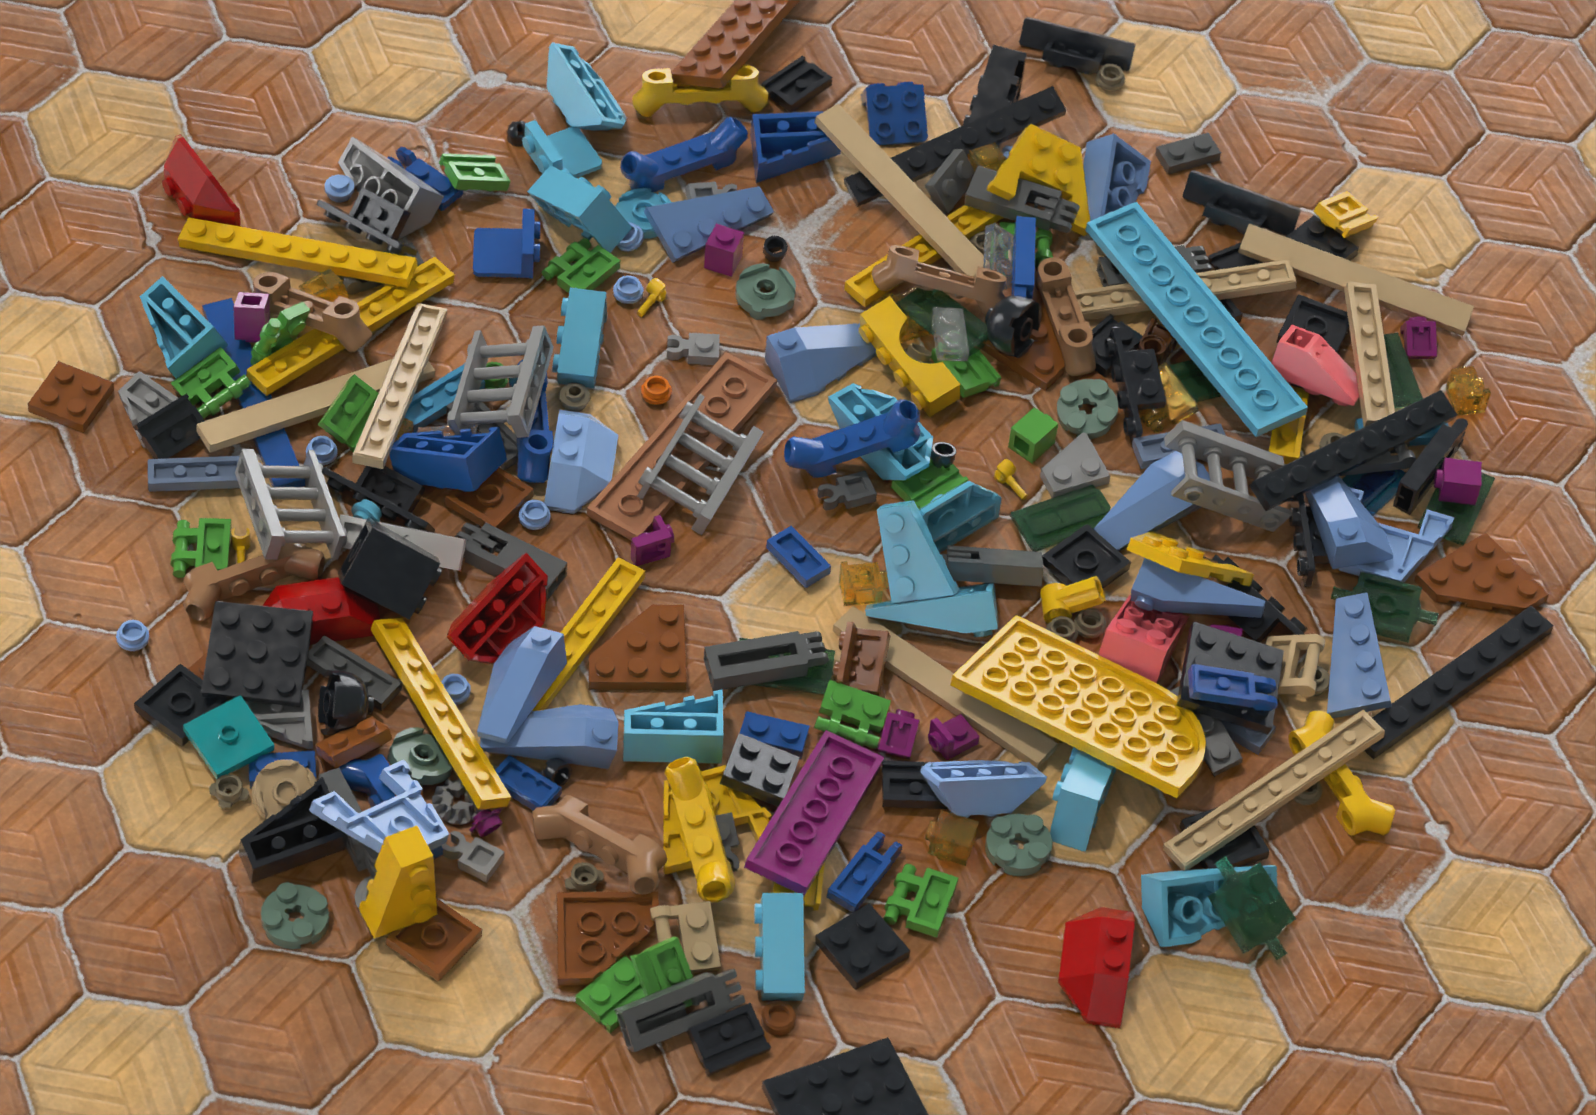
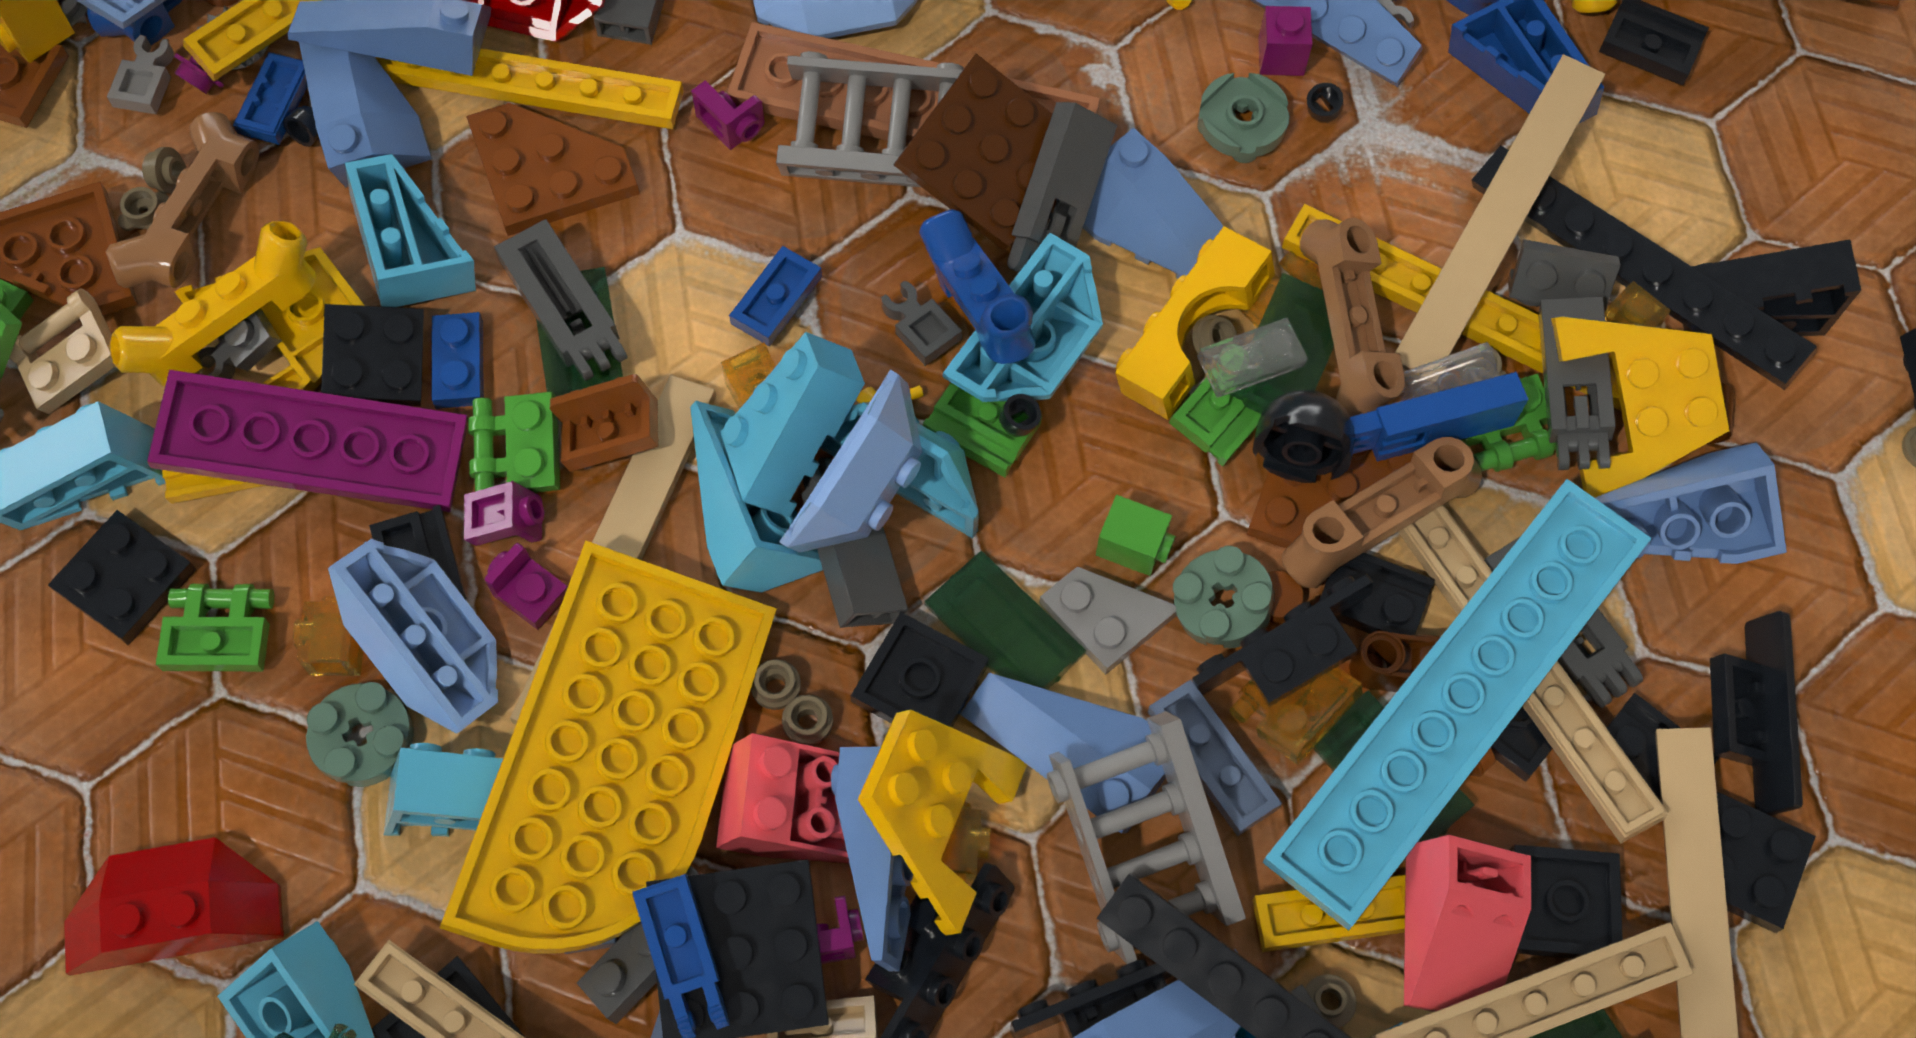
camera: 75 degrees right, 15 degrees up
(560, 857) = (162, 169): none -> dark tan plate
(656, 390) = (1001, 43): orange plate -> none
(699, 349) = (1100, 71): light grey plate -> none
(754, 408) = (979, 149): none -> reddish brown plate
(794, 383) = (1064, 171): none -> dark grey hinge
(863, 873) = (242, 540): blue hinge -> none
(896, 113) = (1669, 174): blue bracket -> none
(969, 520) = (864, 473): none -> light blue wedge
(1004, 475) = (1050, 518): yellow hand -> none
(1064, 600) = (829, 676): yellow piece -> none
(1188, 153) = (1841, 606): dark grey plate -> none
(1345, 213) = (1838, 885): yellow plate -> none

